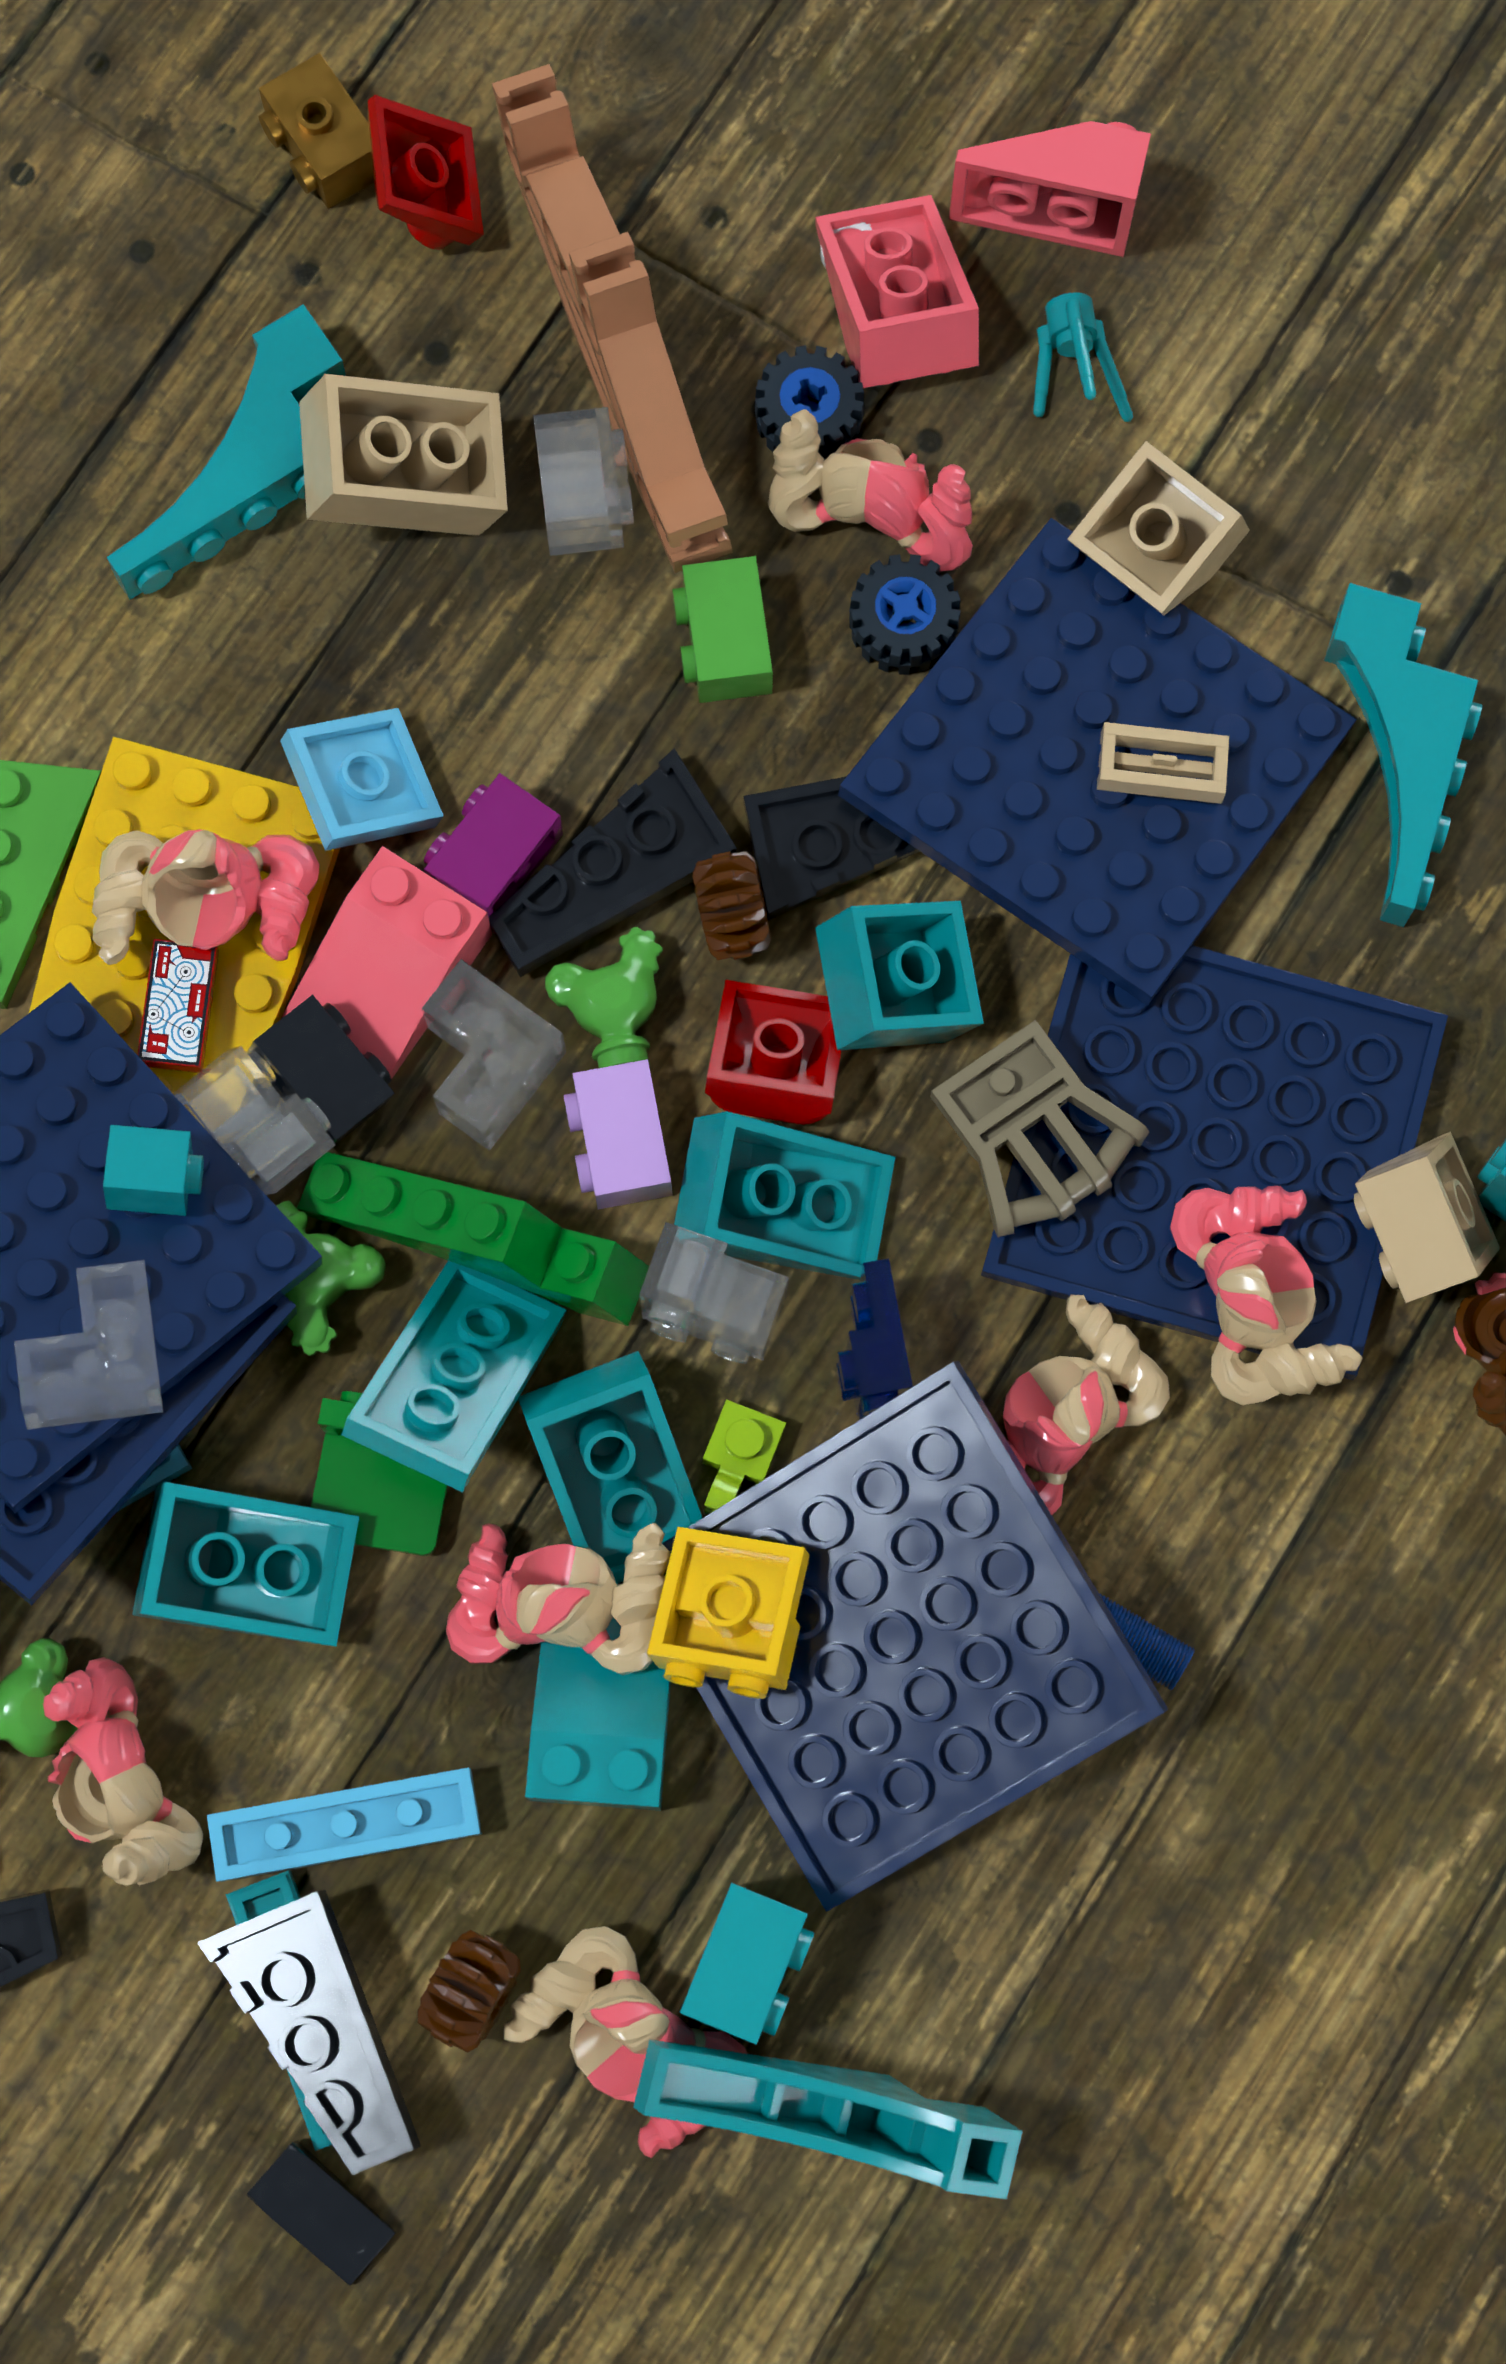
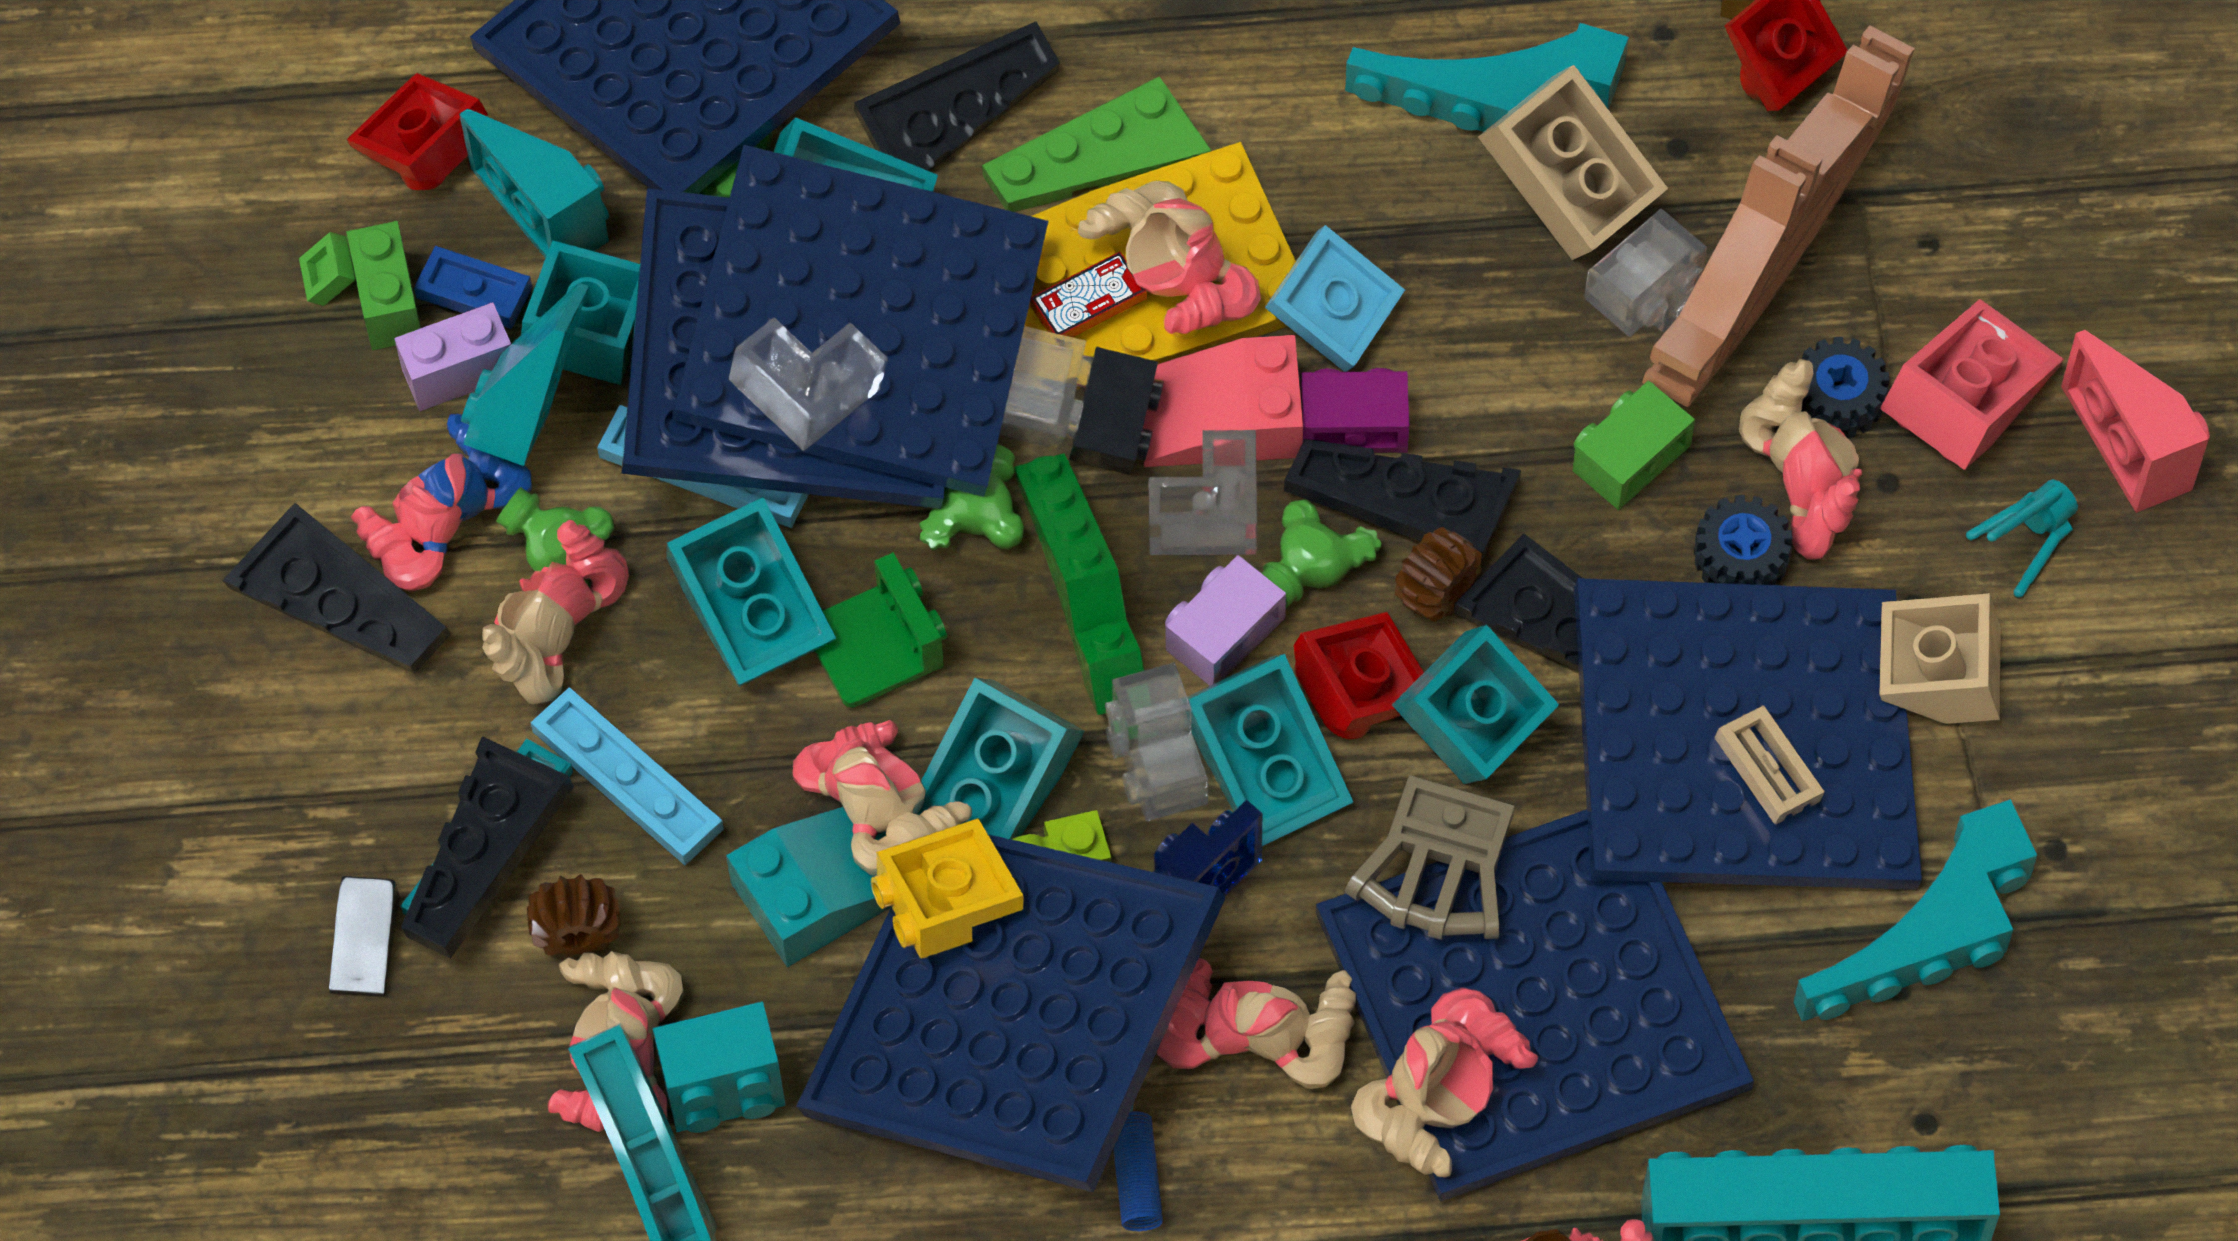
camera: 55 degrees right, 15 degrees down
(151, 1170) = (955, 337): teal brick -> none
(454, 1374) = (974, 618): teal plate -> none
(1426, 1219) = (1590, 1155): tan slope -> none

